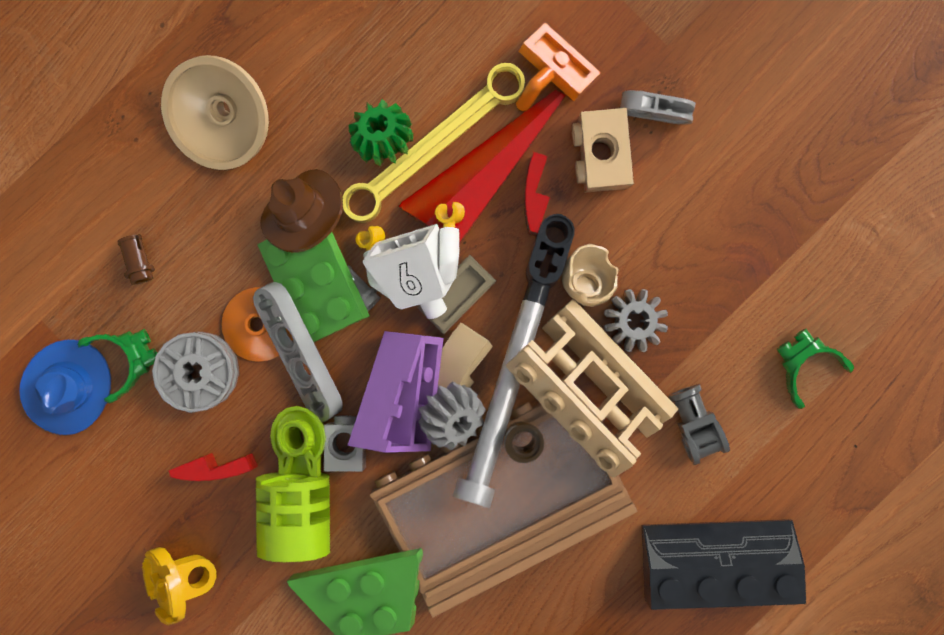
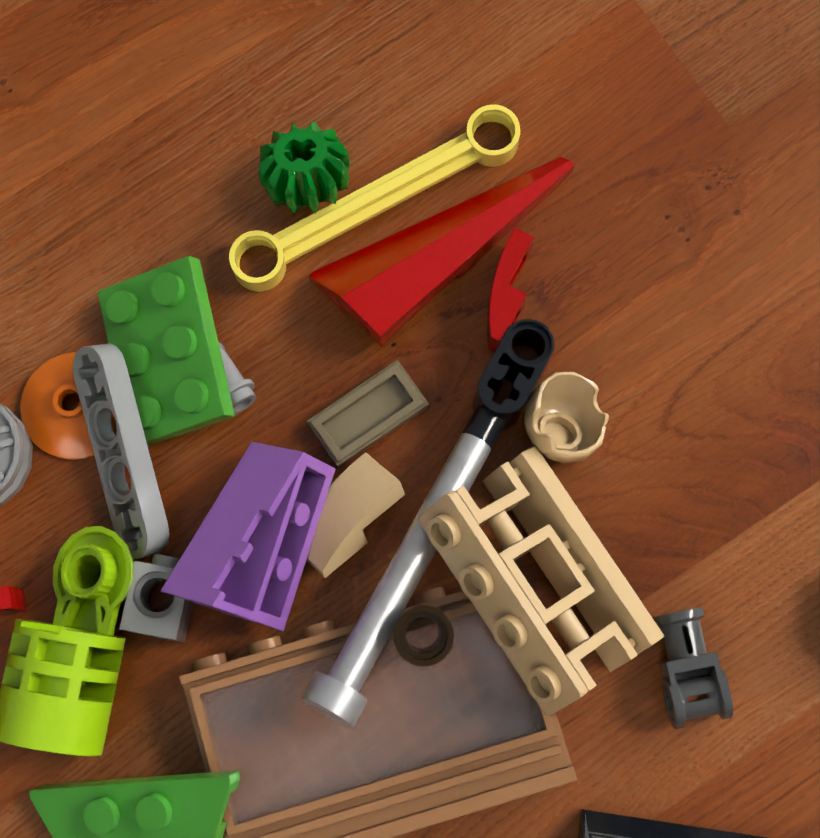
camera: 10 degrees right, 10 degrees down
(197, 117) = (54, 93): tan dish -> none
(302, 211) = (168, 249): reddish brown hat -> none
(415, 265) = (318, 351): white torso -> none
(451, 415) = (324, 579): light grey gear -> none
(556, 63) = (568, 117): orange plate -> none
(609, 128) = (629, 219): tan brick -> none
(635, 307) = (623, 477): light grey gear -> none
(658, 107) = (702, 203): light grey piece -> none

